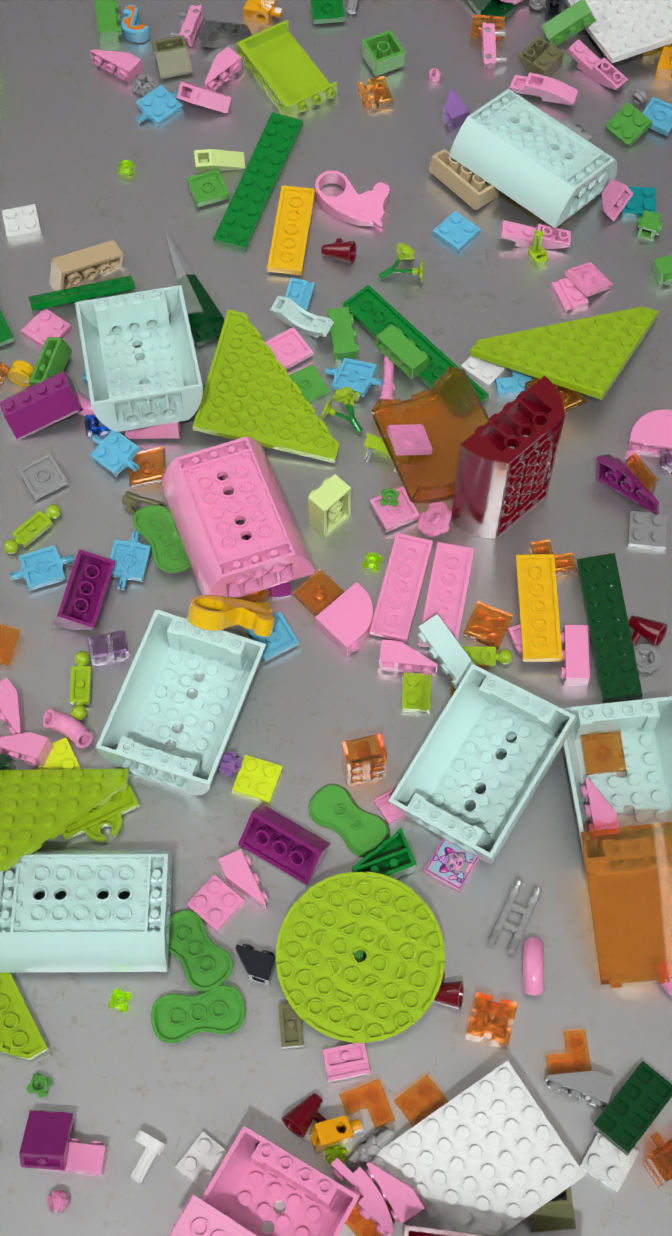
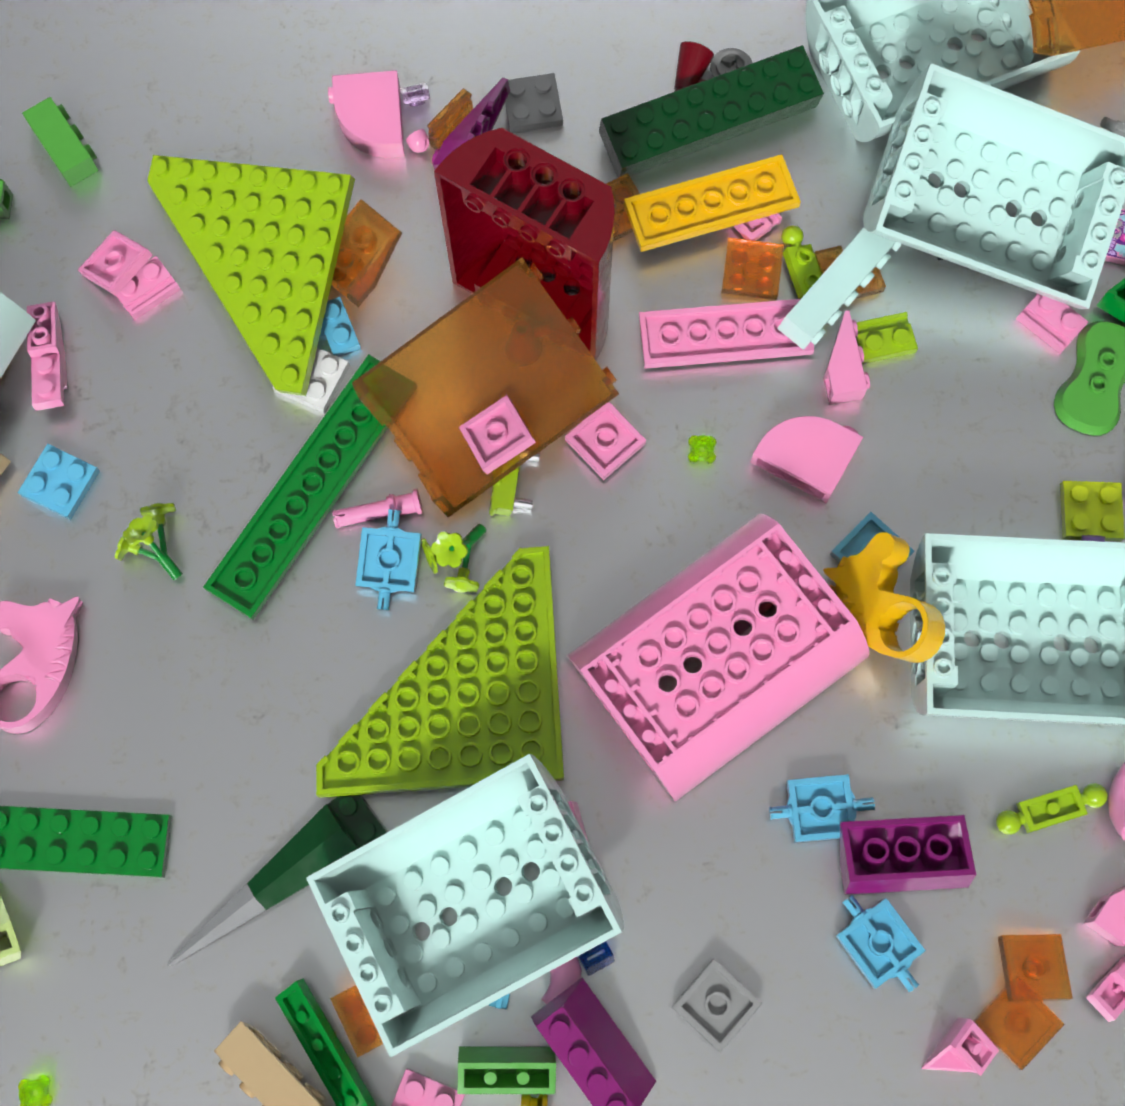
camera: 105 degrees left, 10 degrees up
(32, 529) = (818, 986): lime plate -> none
(108, 648) = (979, 786): clear purple brick -> none
(115, 452) = (642, 896): medium azure plate -> none
(133, 501) = (715, 839): olive plant -> none
(151, 467) = (648, 835): clear orange plate -> none
(160, 530) = (753, 780): bright green plate -> none
(208, 188) = (52, 922): bright green plate -> none
(289, 348) = (358, 678): bright pink plate -> none
(291, 230) = (114, 747): yellow plate -> none
(300, 292) = (249, 695): medium azure plate -> none
(301, 320) = (302, 667): light aqua arch -> none
(310, 383) = (414, 628): bright green plate -> none
(317, 592) = (784, 502): clear orange plate -> none
(329, 505) = (648, 519): yellowish green brick -> none
(340, 251) = (143, 652): dark red piece -> none
(342, 334) = (311, 601): bright green brick -> none
(364, 759) = (1033, 361): clear orange brick -> none
(389, 493) = (600, 438): bright green plate -> none
(401, 587) = (730, 396): bright pink plate -> none
(402, 351) = (329, 493): bright green brick -> none
(435, 520) = (625, 363): bright pink plate -> none
(537, 249) = (73, 348): lime piece -> none
(575, 655) = (762, 143): bright pink brick -> none
(597, 808) = (994, 58): bright pink slope -> none
(603, 753) = (900, 73): clear orange plate -> none

